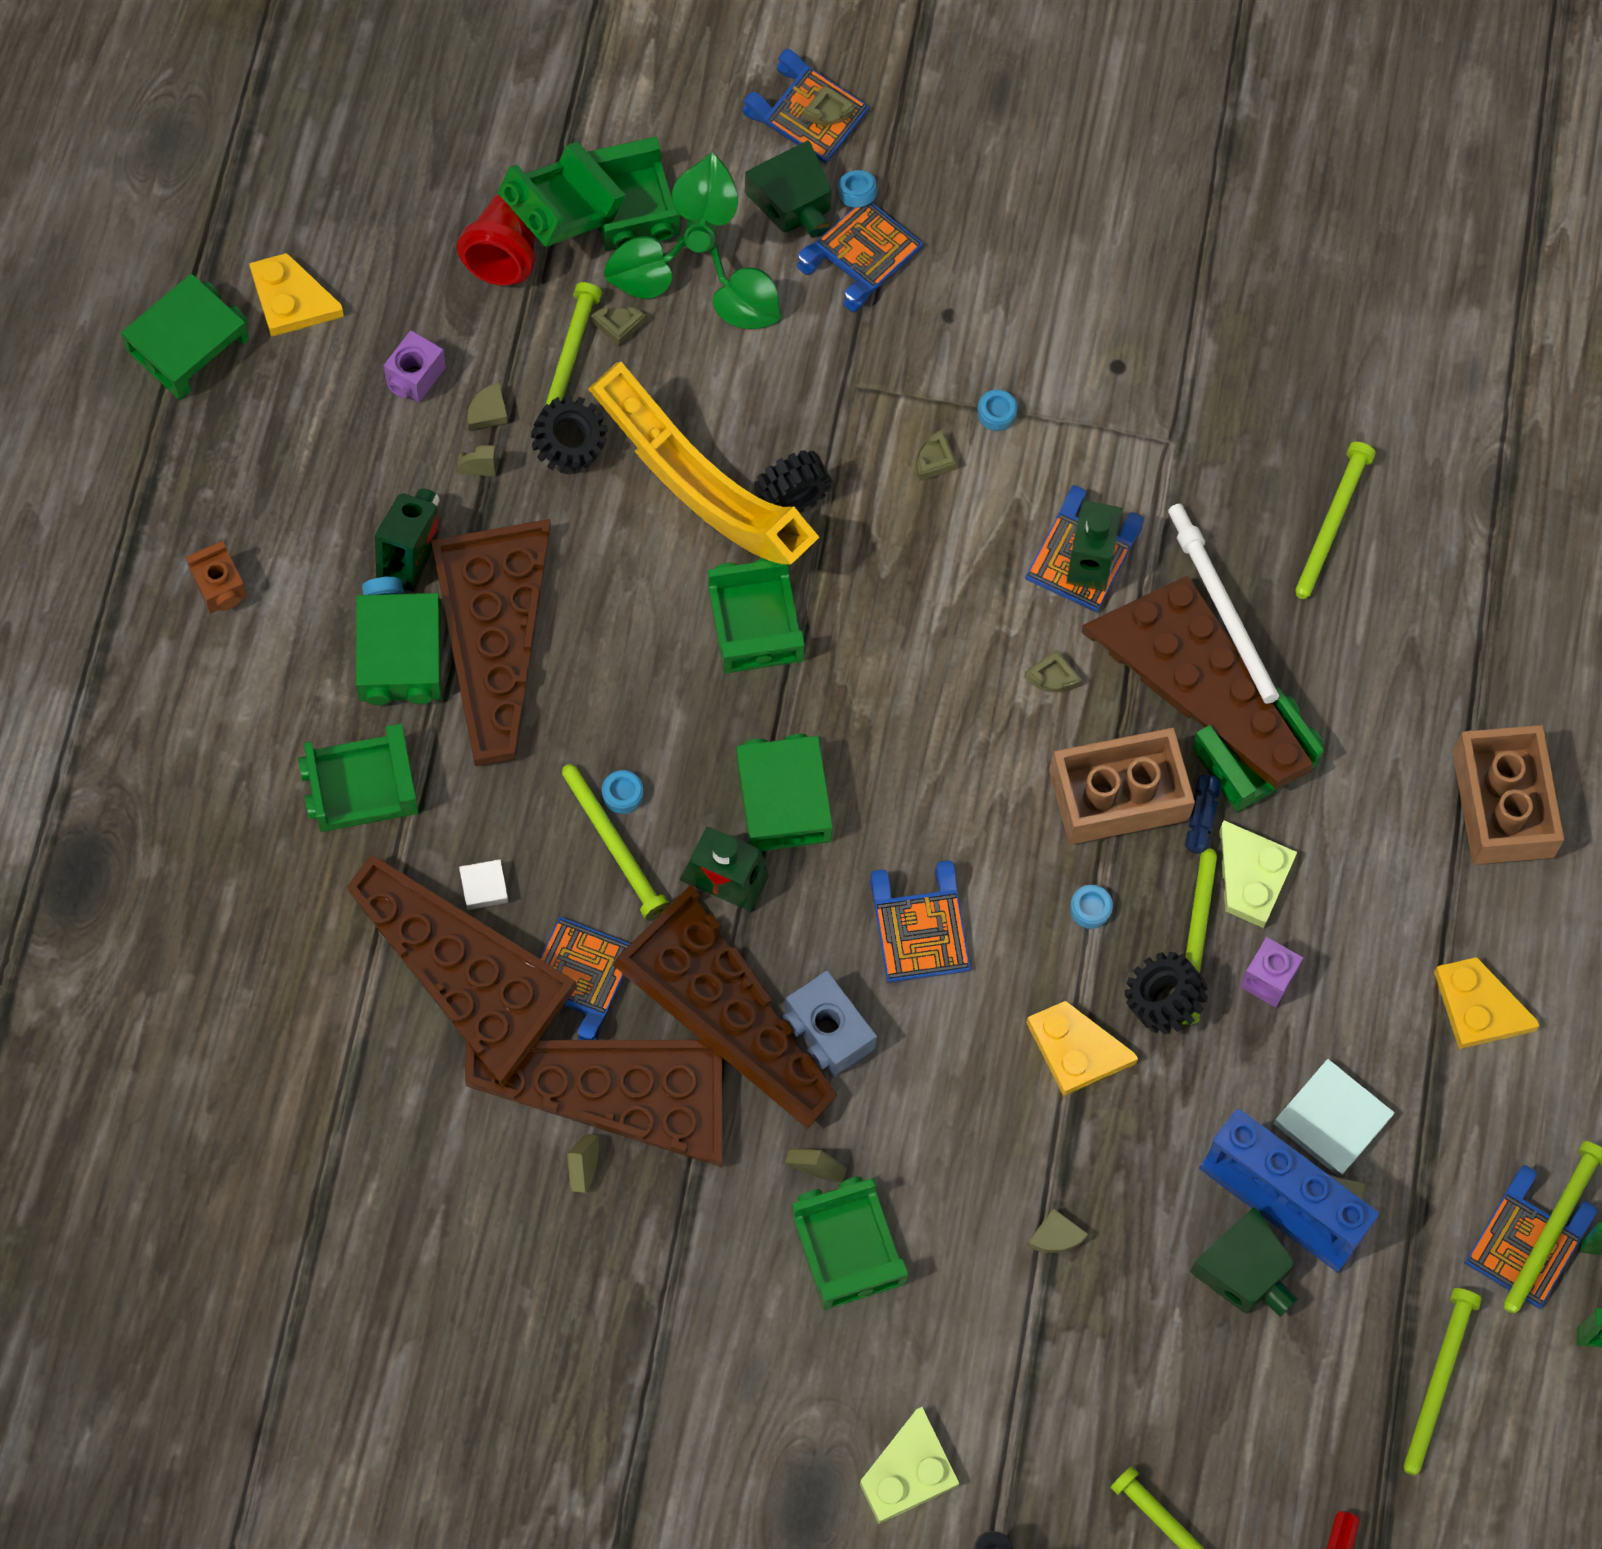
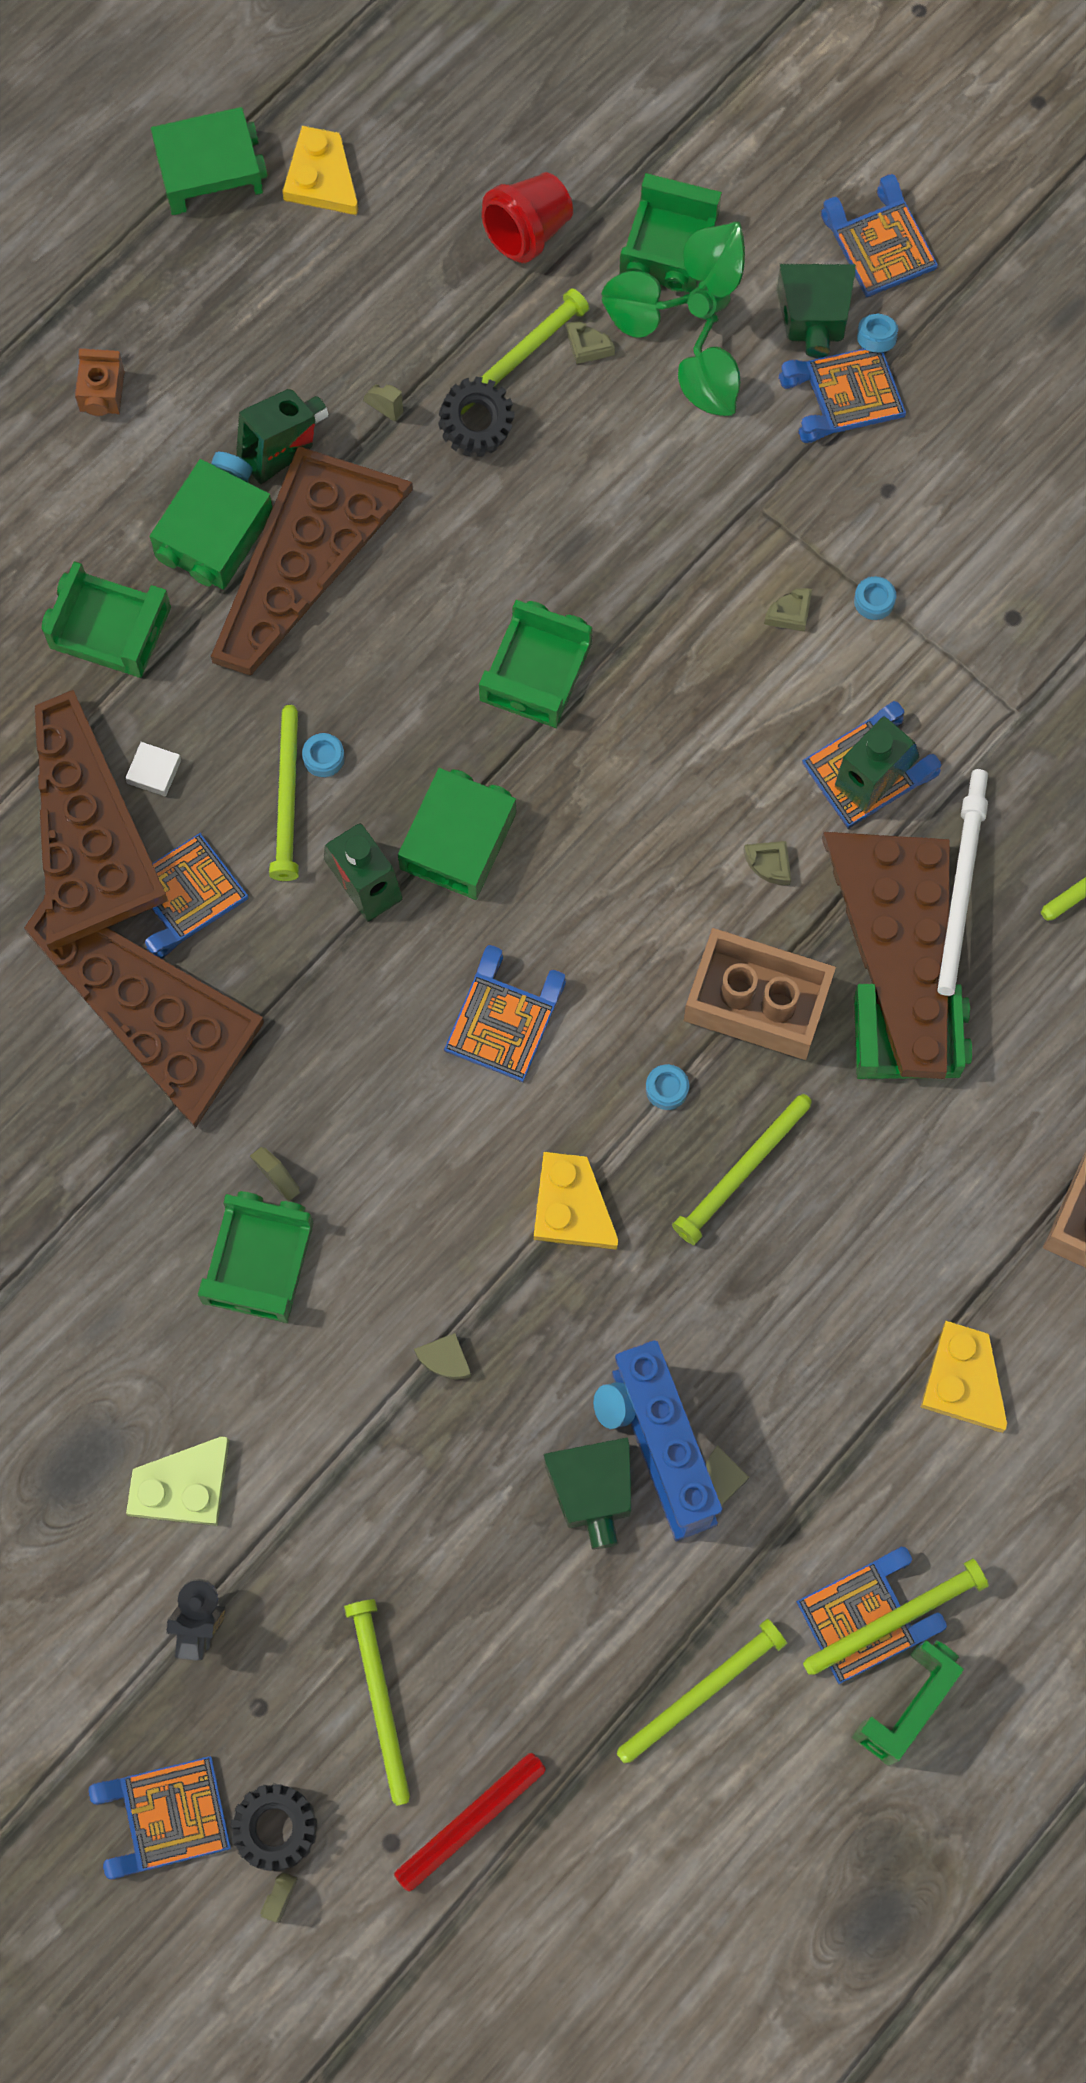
camera: 35 degrees right, 5 degrees up
(414, 352) = (386, 274): medium lavender brick -> none
(487, 408) = (424, 358): olive tile -> none
(563, 196) = (599, 202): green panel -> none
(583, 1162) = (79, 1055): olive tile -> none
(718, 998) = (281, 973): reddish brown wing -> none
(750, 522) = (573, 554): yellow arch -> none
(794, 481) = (641, 564): black tyre -> none
(826, 1000) = (363, 1032): sand blue brick -> none
(828, 108) = (897, 247): olive tile -> none
(1178, 1005) = (681, 1217): black tyre -> none
(1203, 814) = (822, 1061): dark blue axle -> none
(1221, 1189) = (613, 1405): none -> dark azure tile
(1252, 873) = (833, 1140): yellowish green wing -> none
(1271, 972) = (787, 1237): medium lavender brick -> none
(1333, 1118) = (761, 1401): light aqua tile -> none

